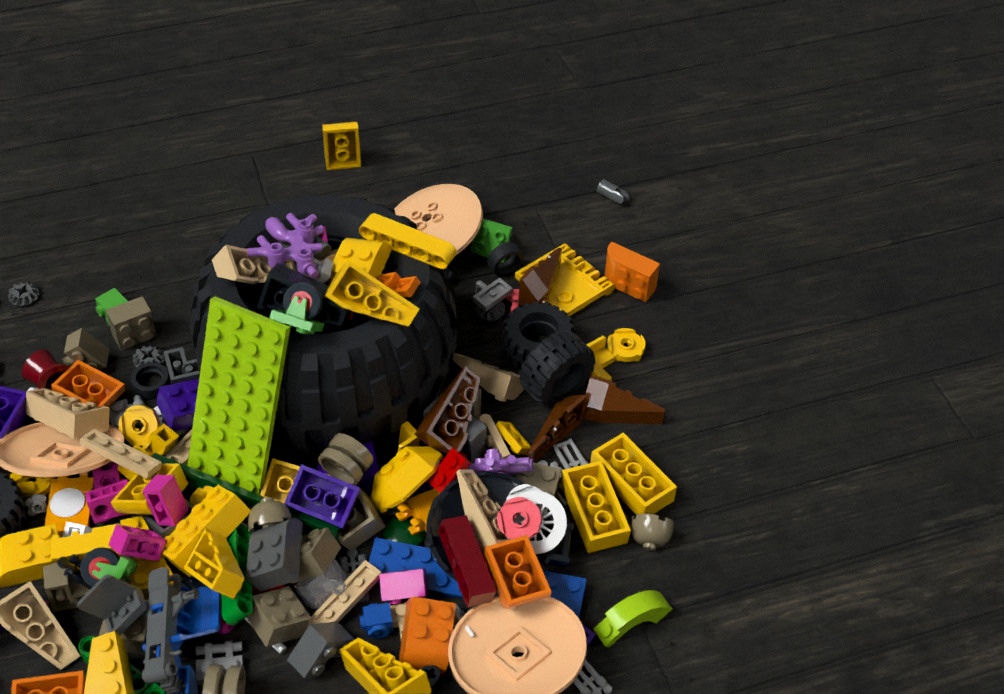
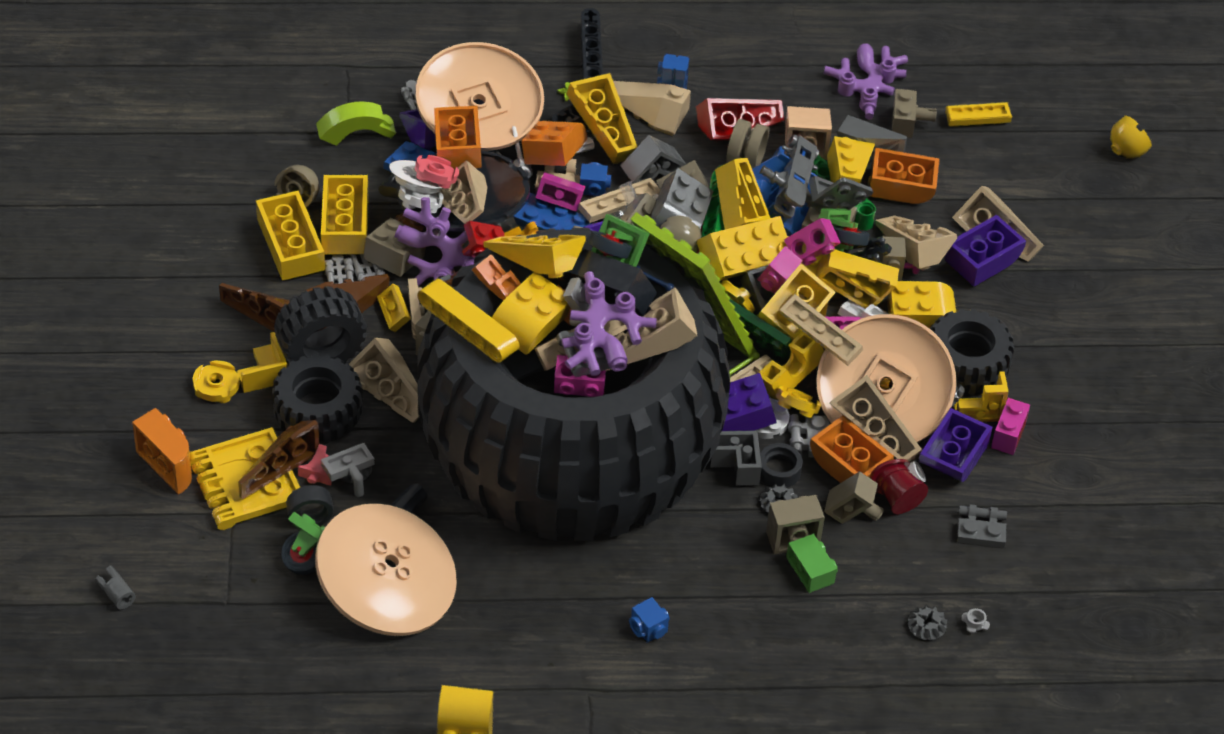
camera: 165 degrees left, 0 degrees up
(467, 561) = (498, 160): dark red brick -> none

